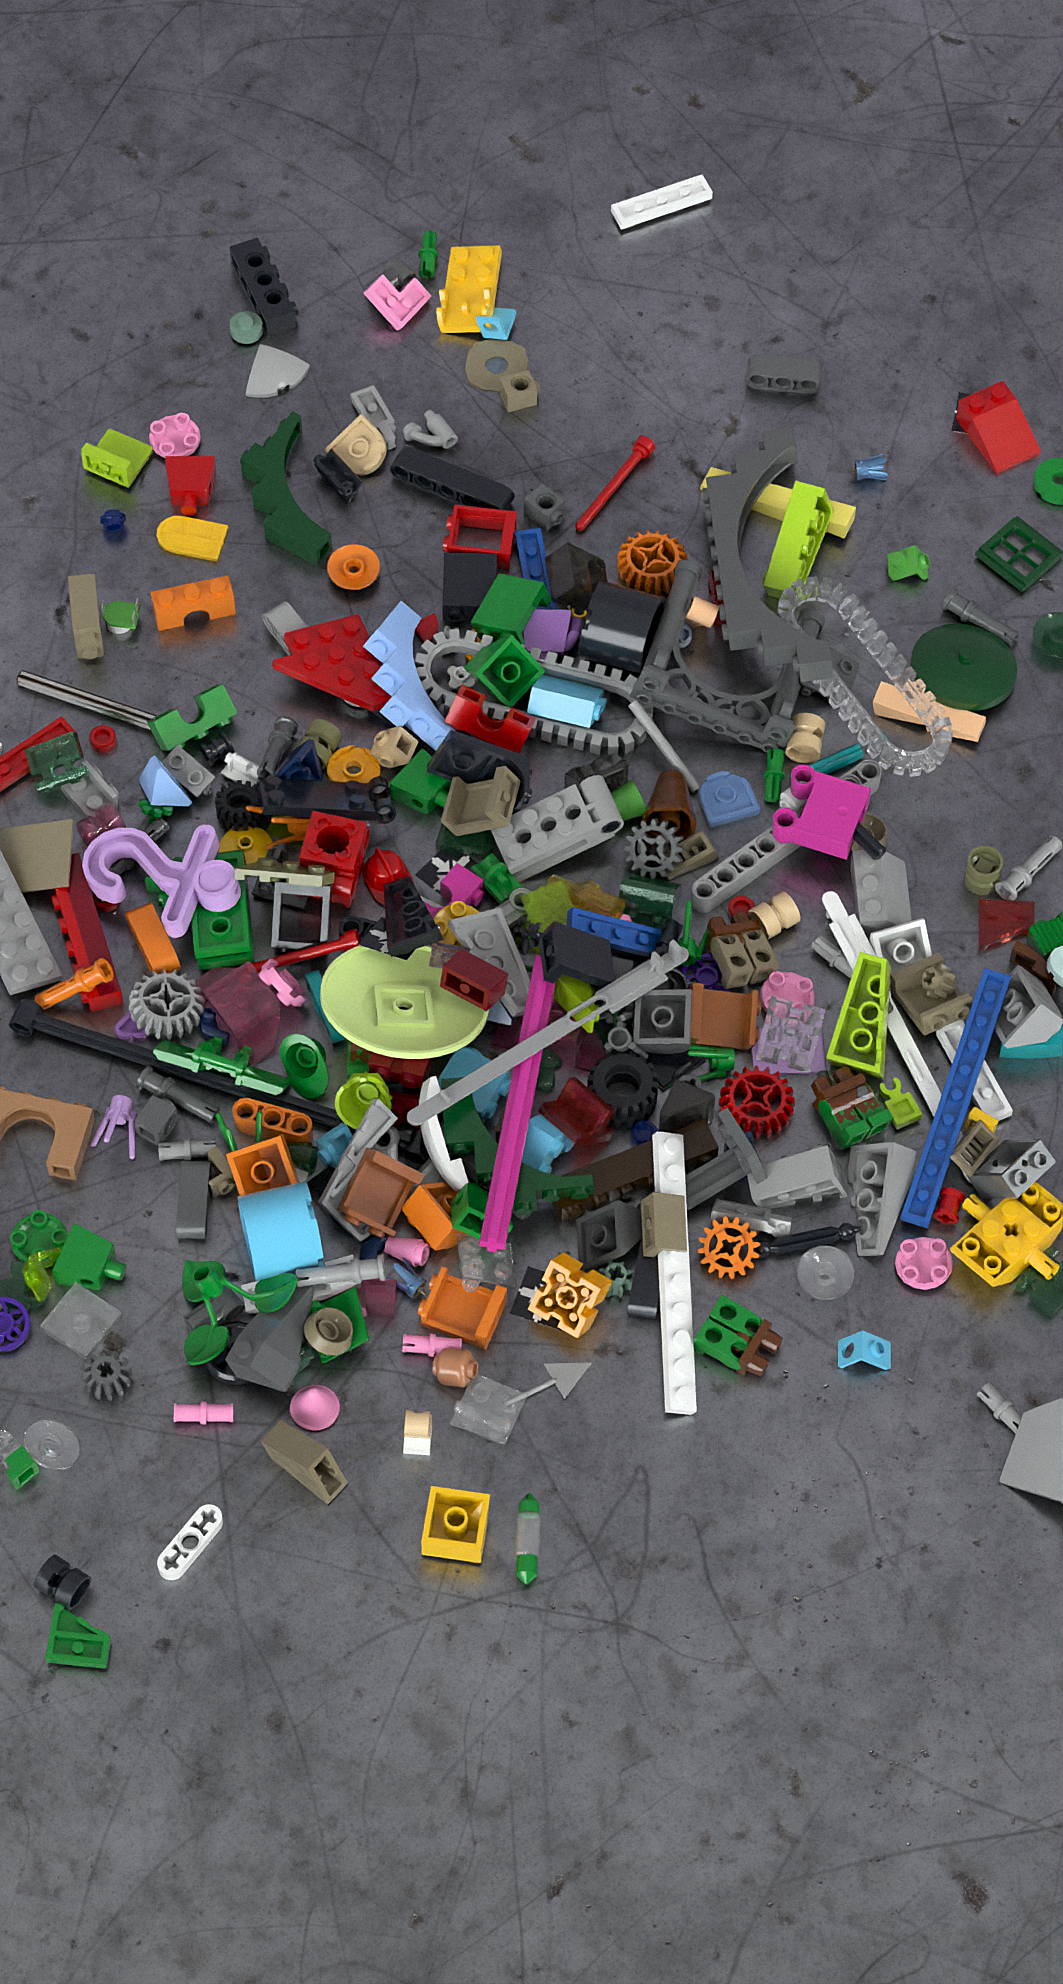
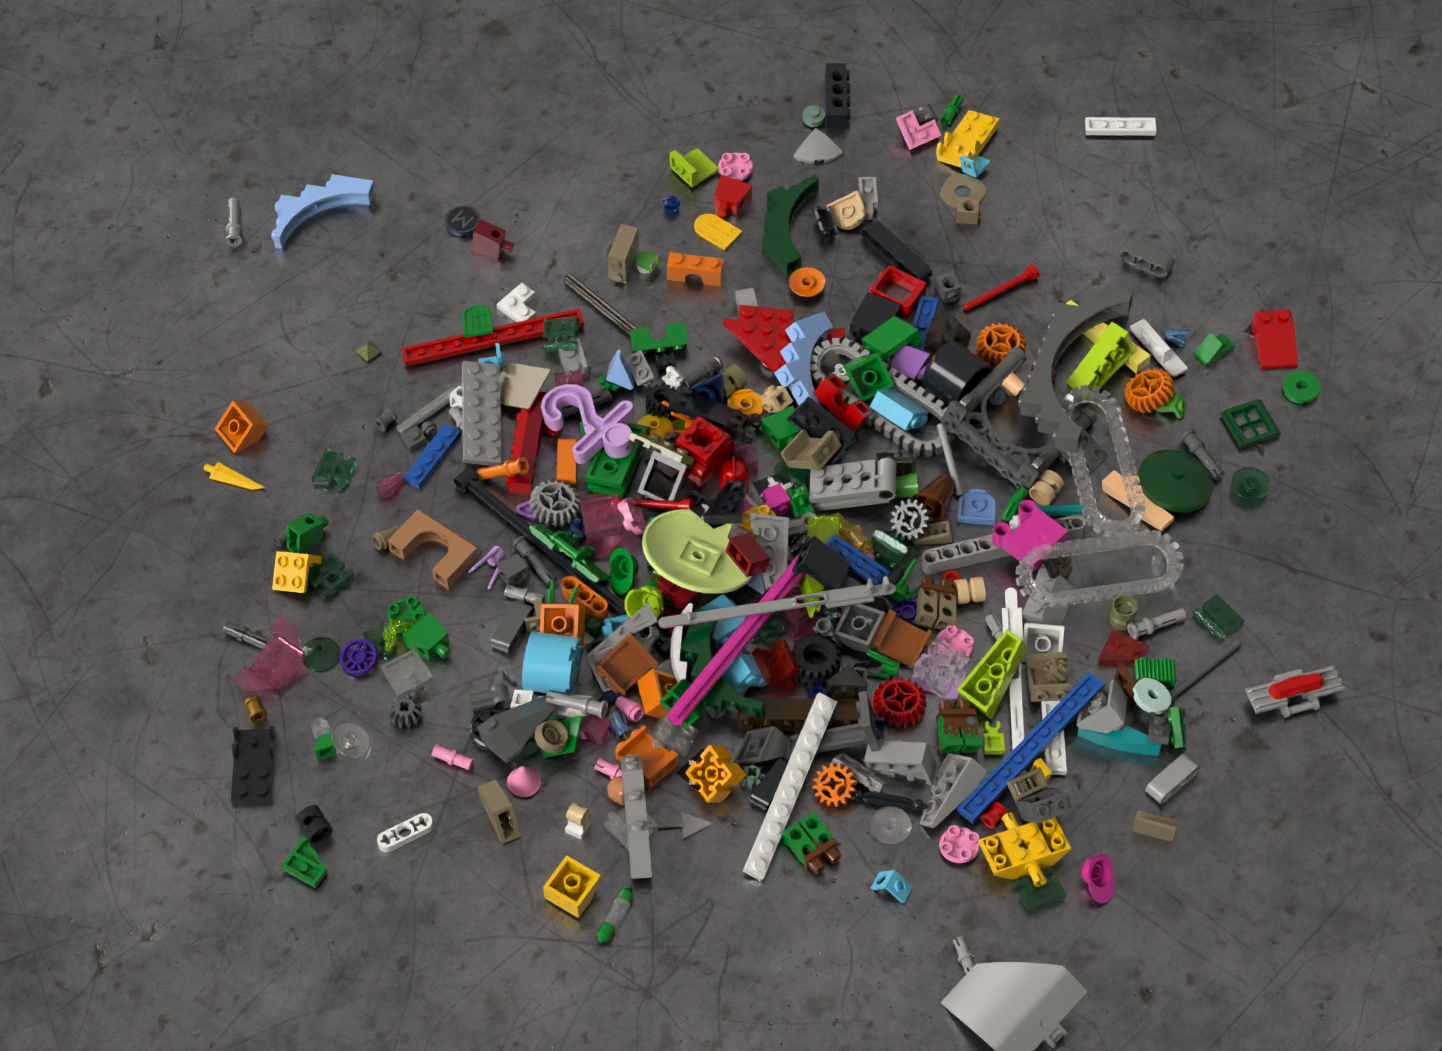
camera: 25 degrees right, 5 degrees down
(102, 739) = (599, 331): red tile -> none
(206, 1281) = (491, 676): green plant -> none
(395, 839) = (748, 454): none -> clear pink bracket
(443, 434) = (905, 216): light grey plant -> none
(494, 1385) = (636, 817): none -> light grey arch
(663, 1223) = (796, 752): dark tan panel -> none
(855, 492) = (1158, 348): none -> white bracket
(864, 568) = (1149, 390): none -> orange gear
(892, 889) = (1093, 545): none -> clear piece
(925, 467) = (1213, 348): none -> green slope

